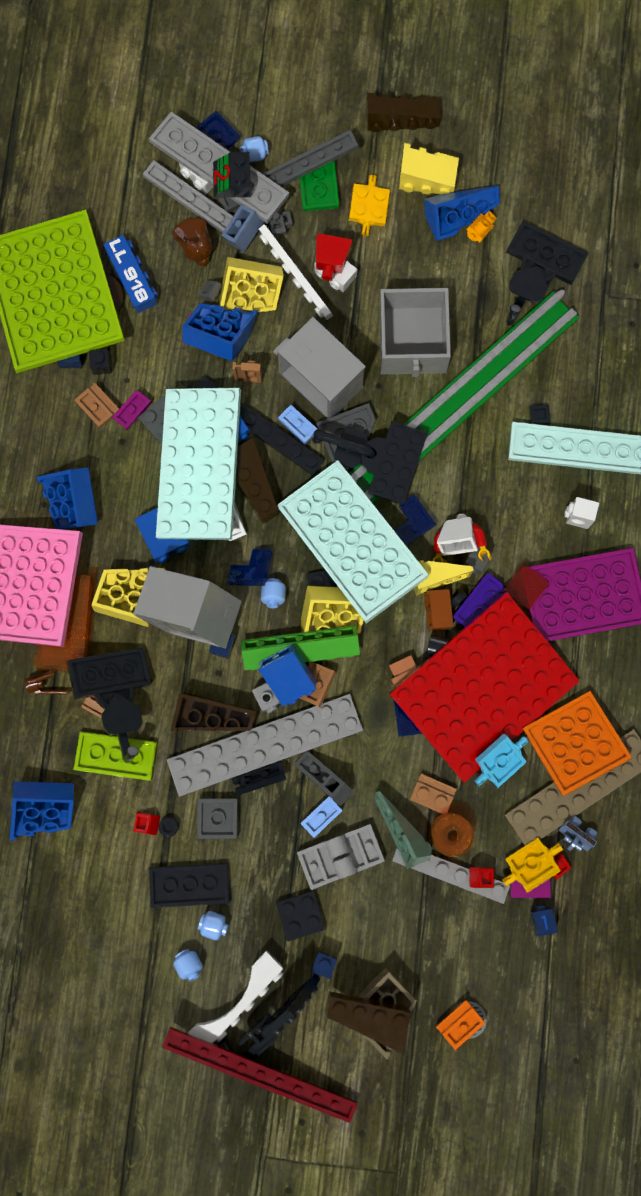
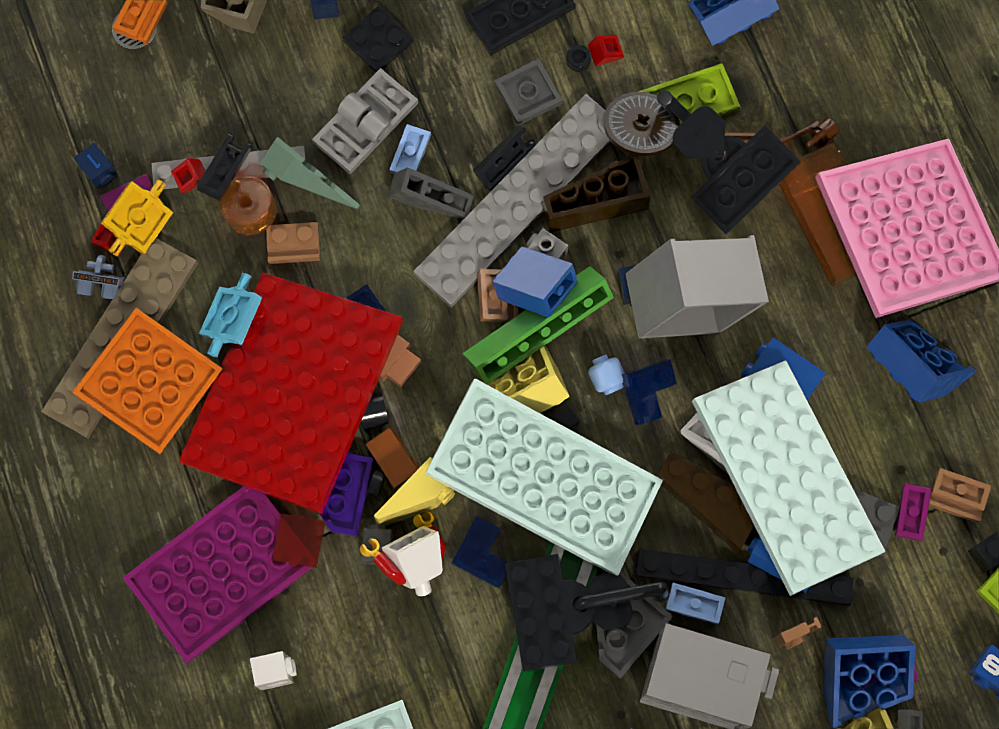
camera: 150 degrees right, 5 degrees down
(119, 593) = (790, 281): light yellow wedge -> none
(169, 746) = (634, 138): none -> piece
(457, 868) = (223, 168): none -> black hinge

